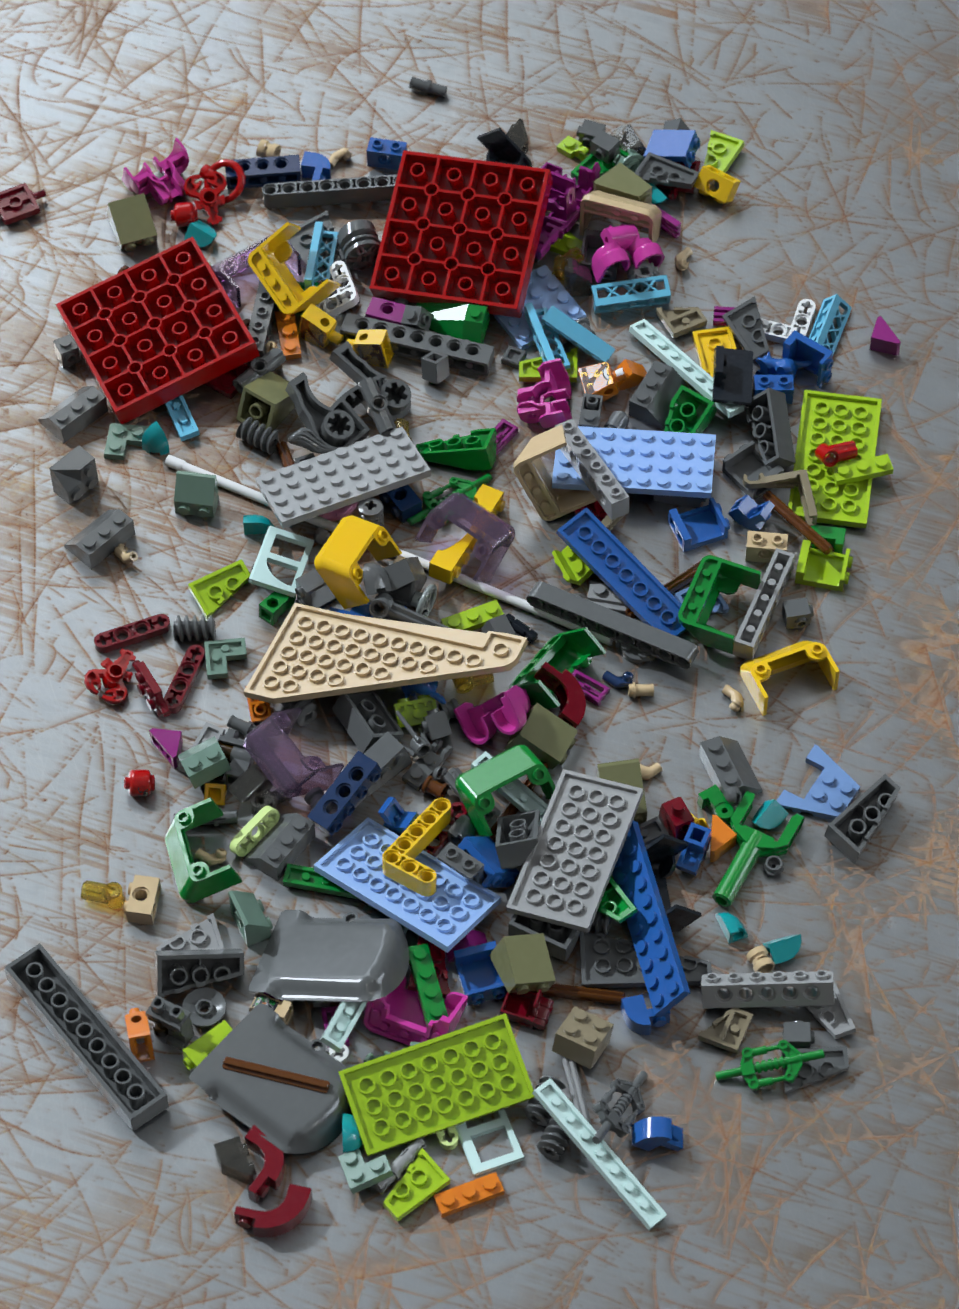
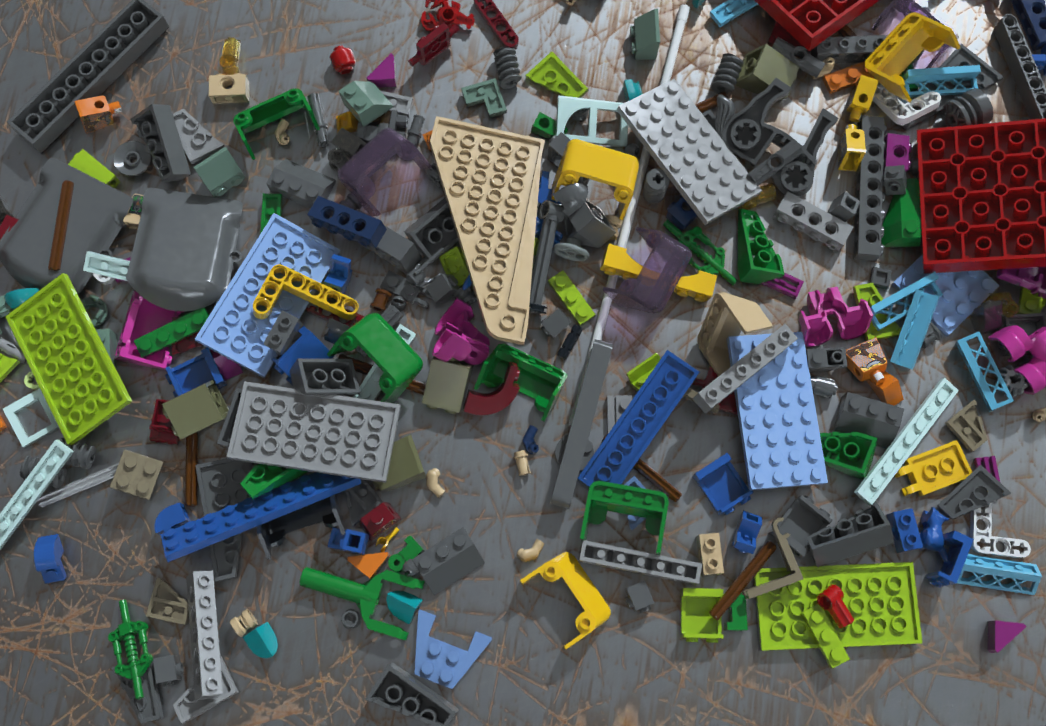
camera: 75 degrees right, 20 degrees up
(171, 1020) = (104, 132): dark grey hips -> none
(186, 679) = (458, 68): dark red beam -> none
(245, 832) = (318, 164): yellowish green beam -> none
(441, 397) = (823, 220): none -> light grey brick
(590, 693) = (511, 428): magenta tile -> none
(612, 1118) = (89, 527): dark grey bar -> none
(731, 927) = (279, 589): teal brick -> none
(732, 376) = (904, 486): black bracket -> none

